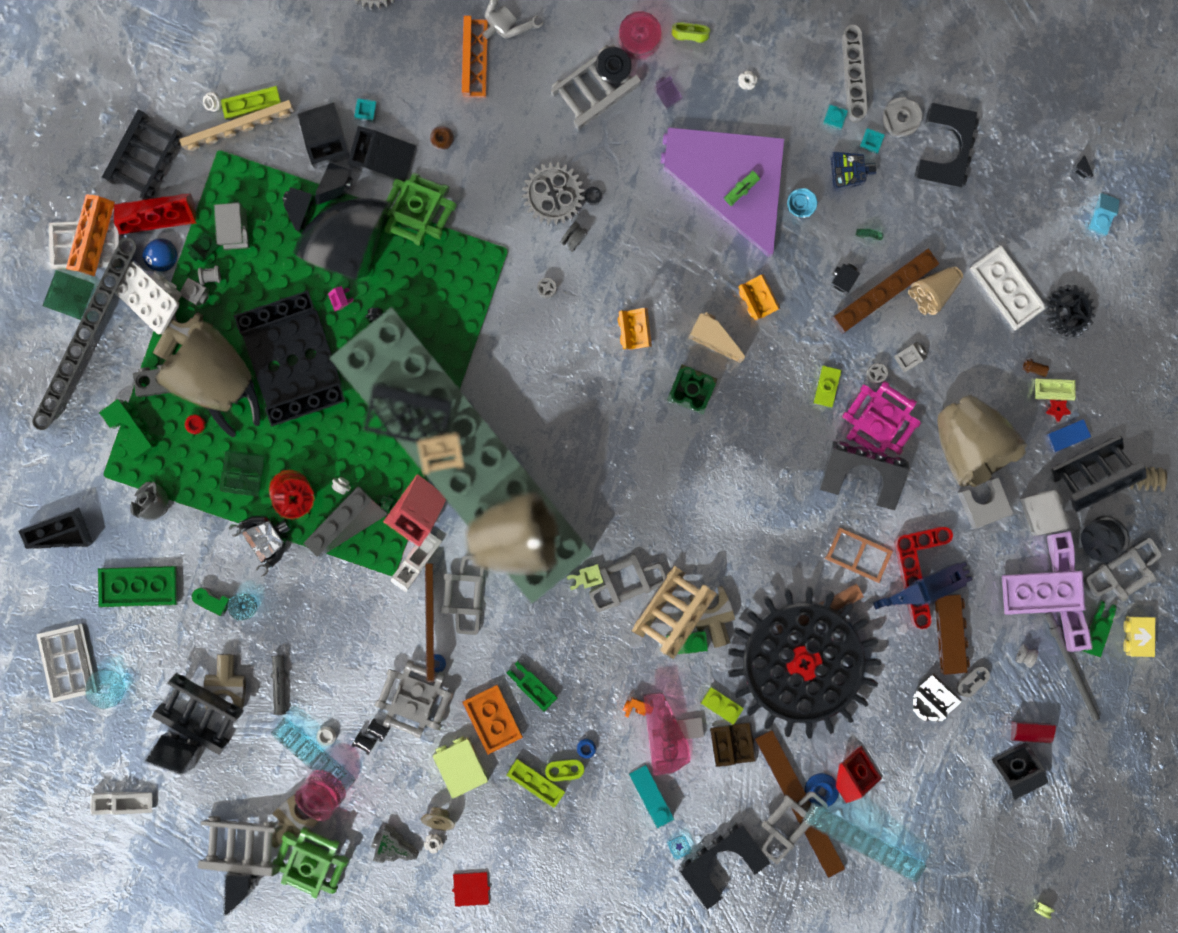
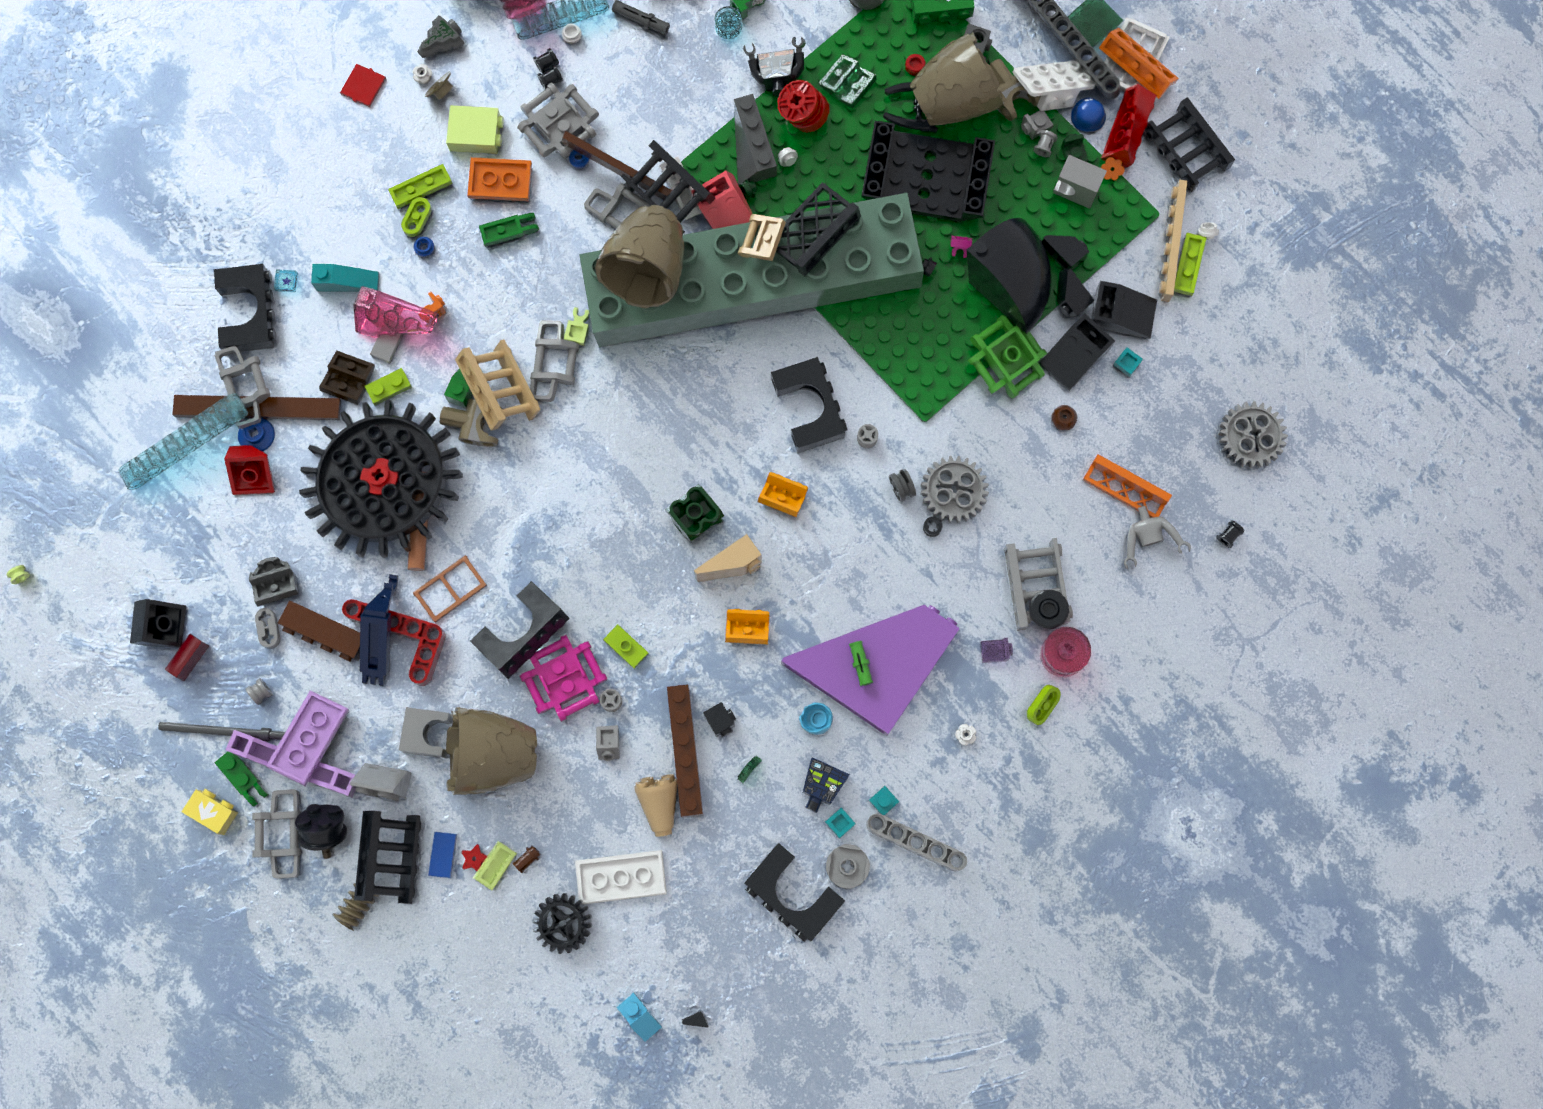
camera: 115 degrees right, 10 degrees down
(201, 207) = (1117, 171): none -> orange plant
(415, 552) = (672, 167): none -> black fence
(556, 324) = (811, 376): none -> black arch

